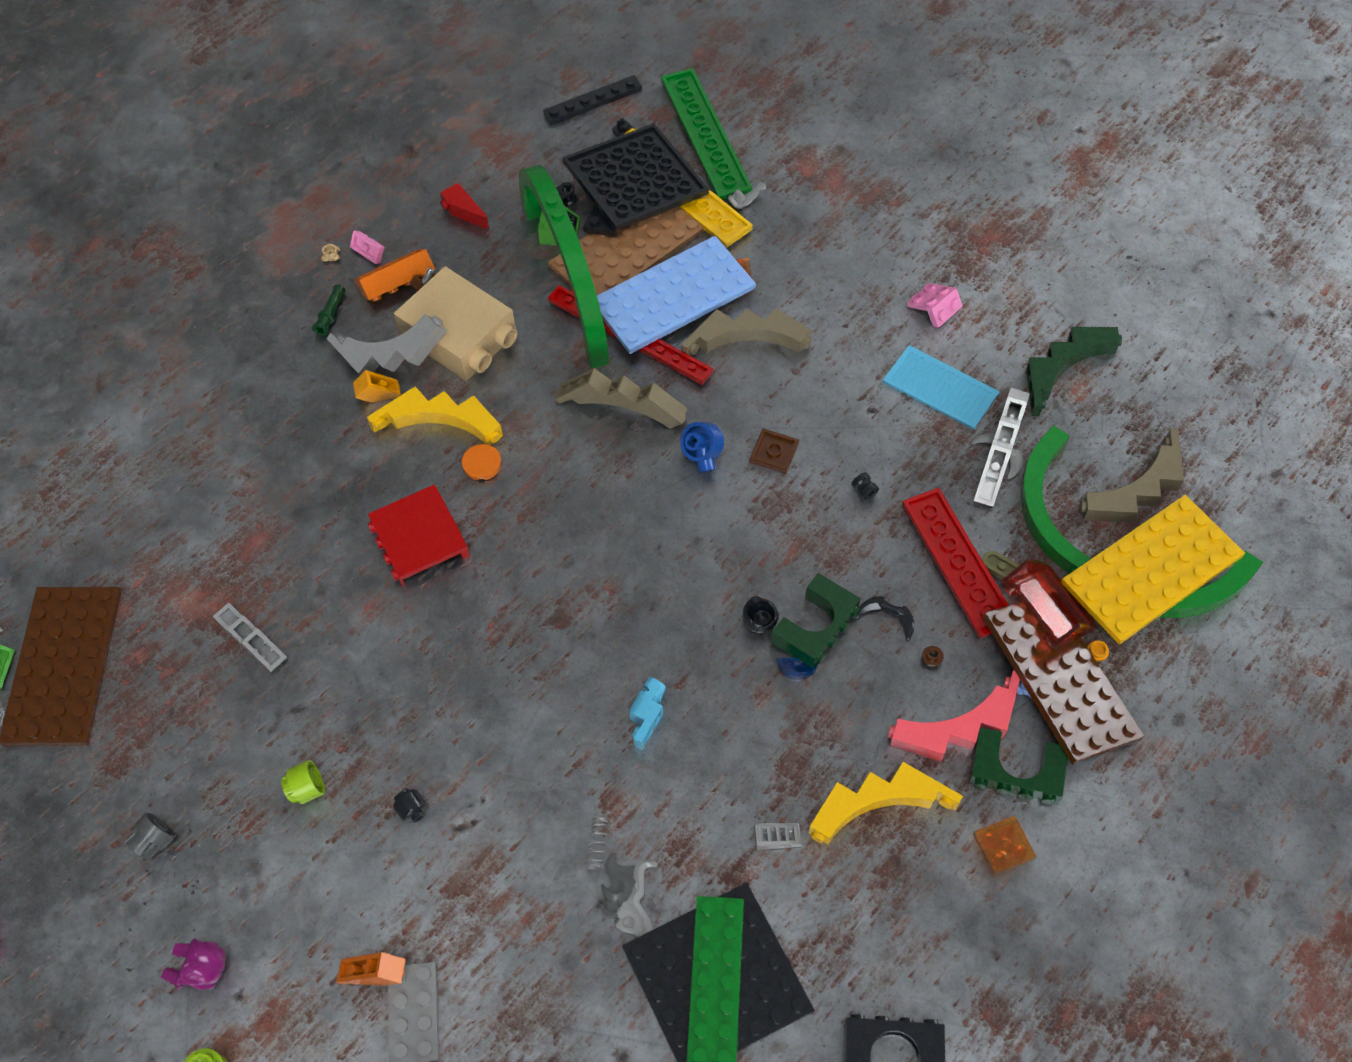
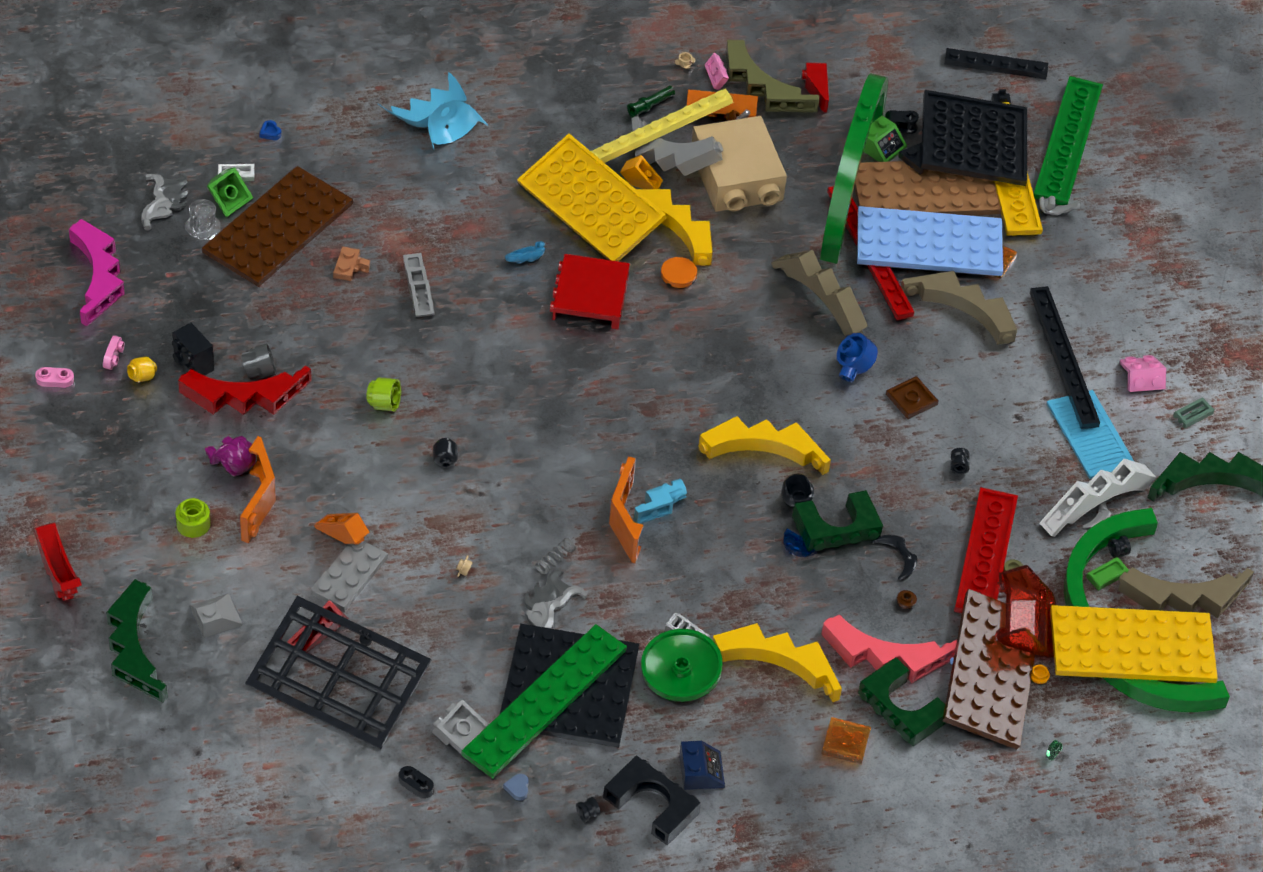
camera: 30 degrees right, 10 degrees down
(28, 931) = (141, 369): none -> yellow head
(70, 874) = (192, 350): none -> black brick
(141, 439) = (443, 110): none -> medium azure piece
(163, 658) = (350, 262): none -> nougat hinge
(185, 863) = (242, 396): none -> red arch
(267, 995) = (263, 498): none -> orange windscreen
(329, 535) = (527, 254): none -> dark azure arm
(350, 441) = (591, 198): none -> yellow plate
(356, 344) = (663, 126): none -> light yellow plate
(436, 237) = (776, 94): none -> olive arch
(520, 921) = (463, 566): none -> tan plate
(651, 772) = (620, 520): none -> orange windscreen
(713, 569) = (789, 442): none -> yellow arch
(806, 879) = (681, 665): none -> green dish
(867, 331) = (1065, 358): none -> black plate
(906, 977) = (700, 766): none -> dark blue slope
(997, 324) = (1196, 415): none -> sand green tile
(1055, 478) = (1119, 546): none -> black wheel
(1065, 510) = (1106, 573): none -> bright green tile
(1173, 719) = (1054, 749): none -> clear green tile

